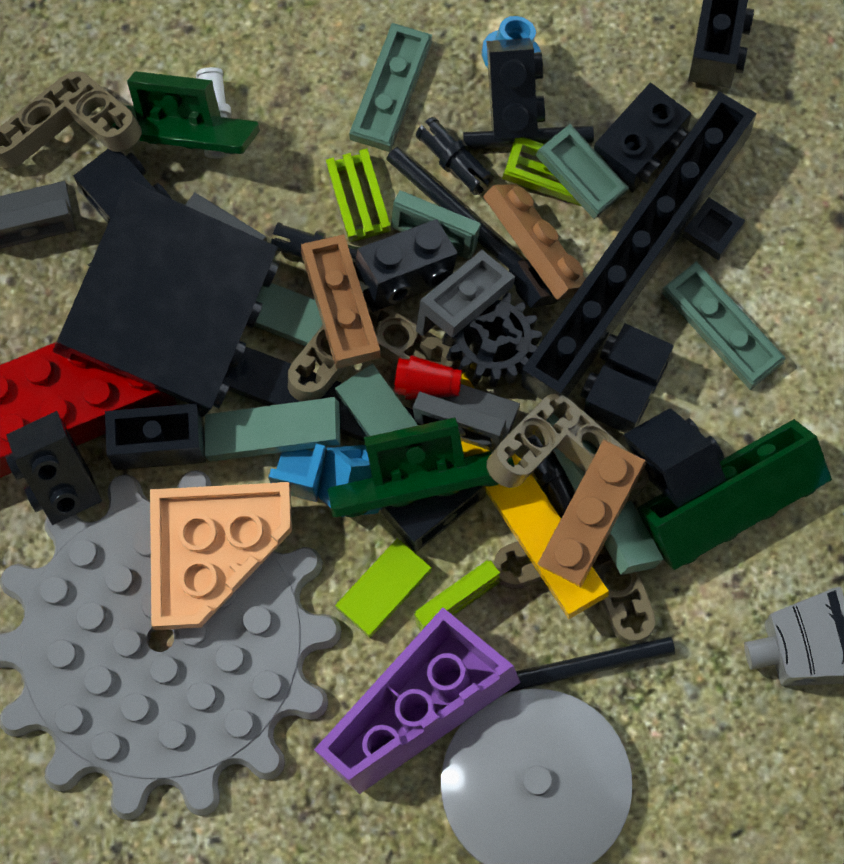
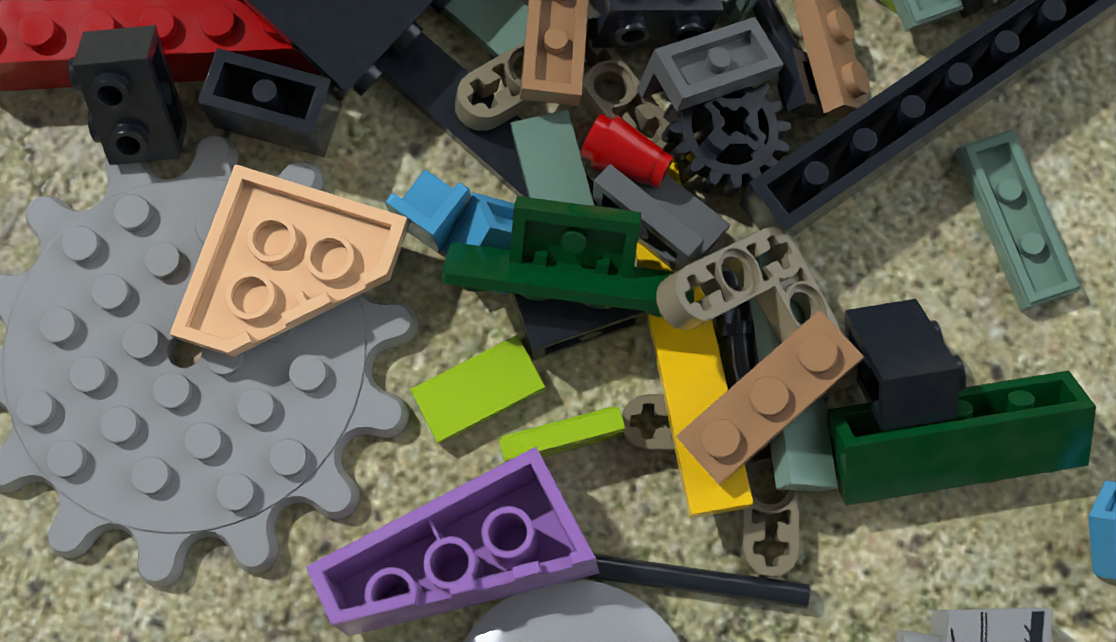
camera: 15 degrees right, 5 degrees up
(272, 429) = (417, 145): sand green tile -> none
(627, 379) = (875, 242): black piece -> none
(713, 228) = (1050, 96): black plate -> none

